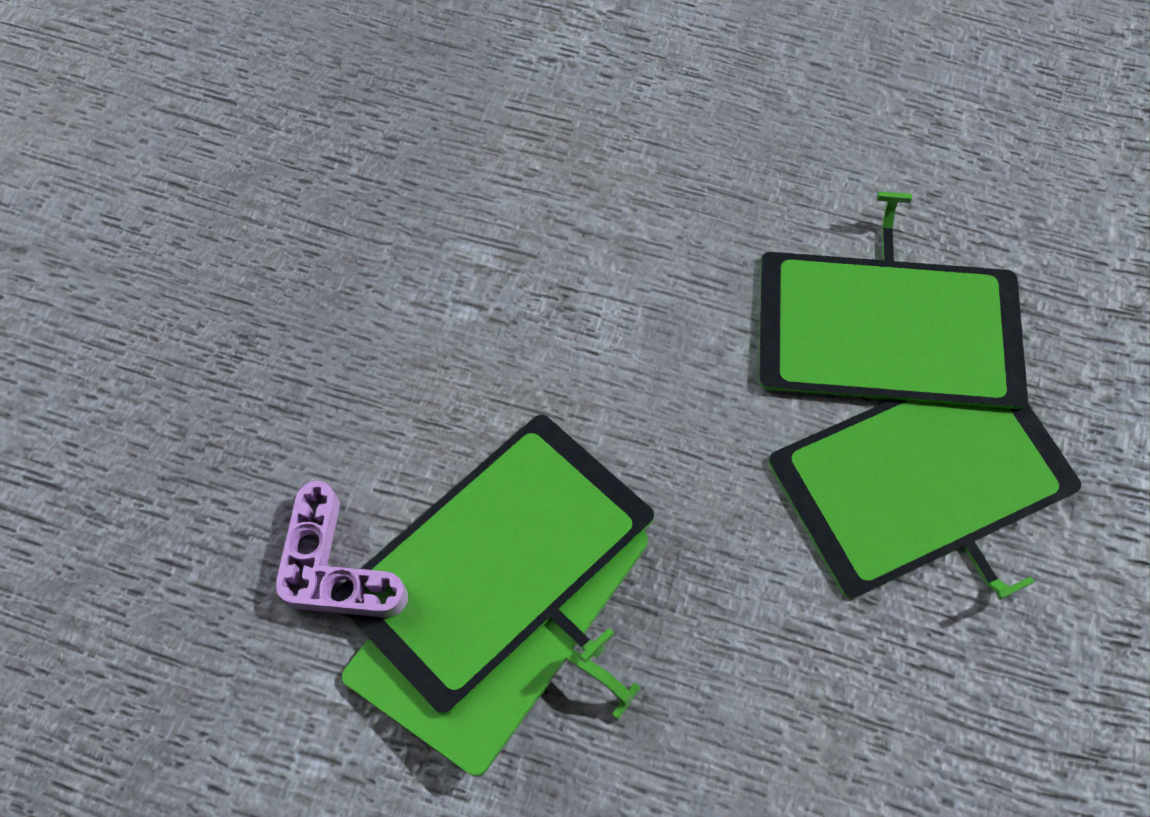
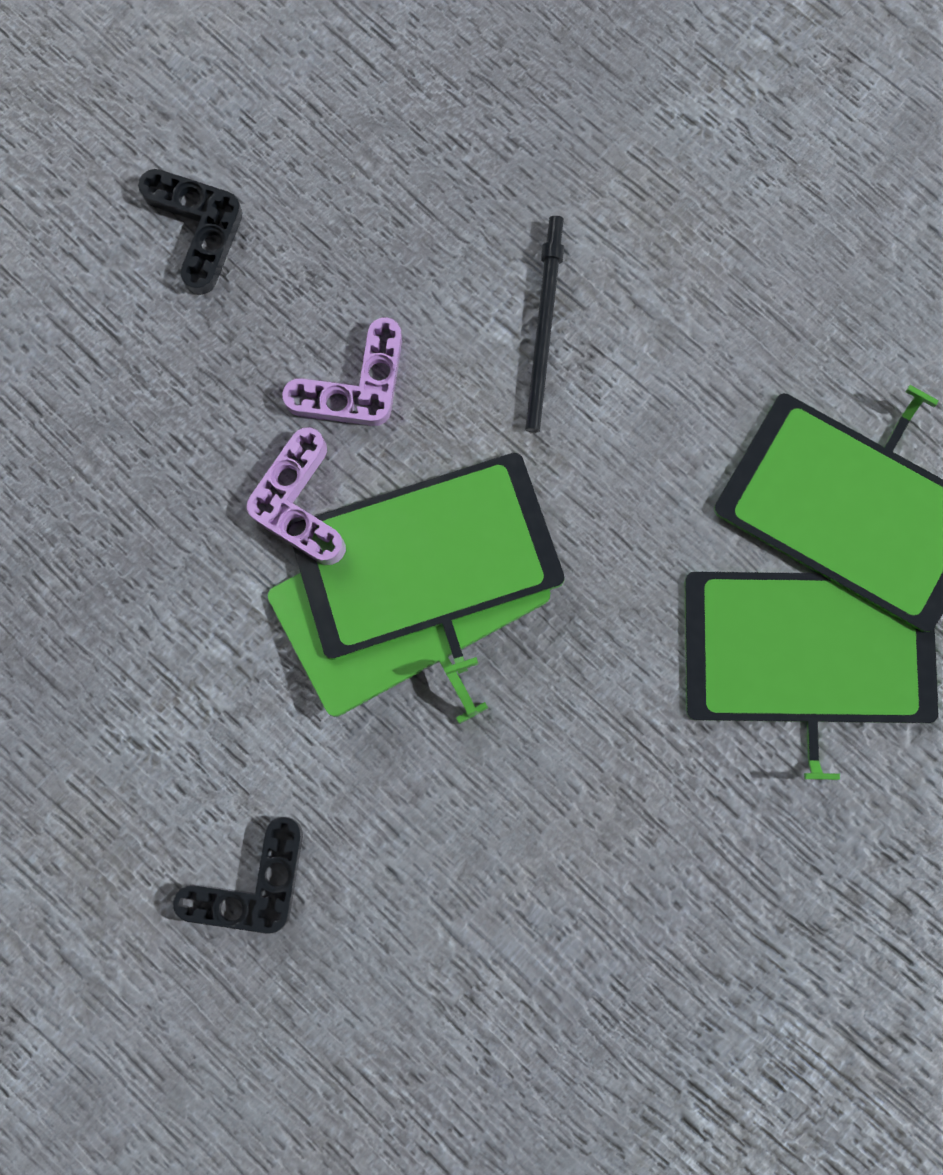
camera: 30 degrees right, 15 degrees up
(101, 322) = (205, 213): none -> black beam
(355, 422) = (367, 390): none -> lavender beam
(482, 221) = (552, 256): none -> black bar

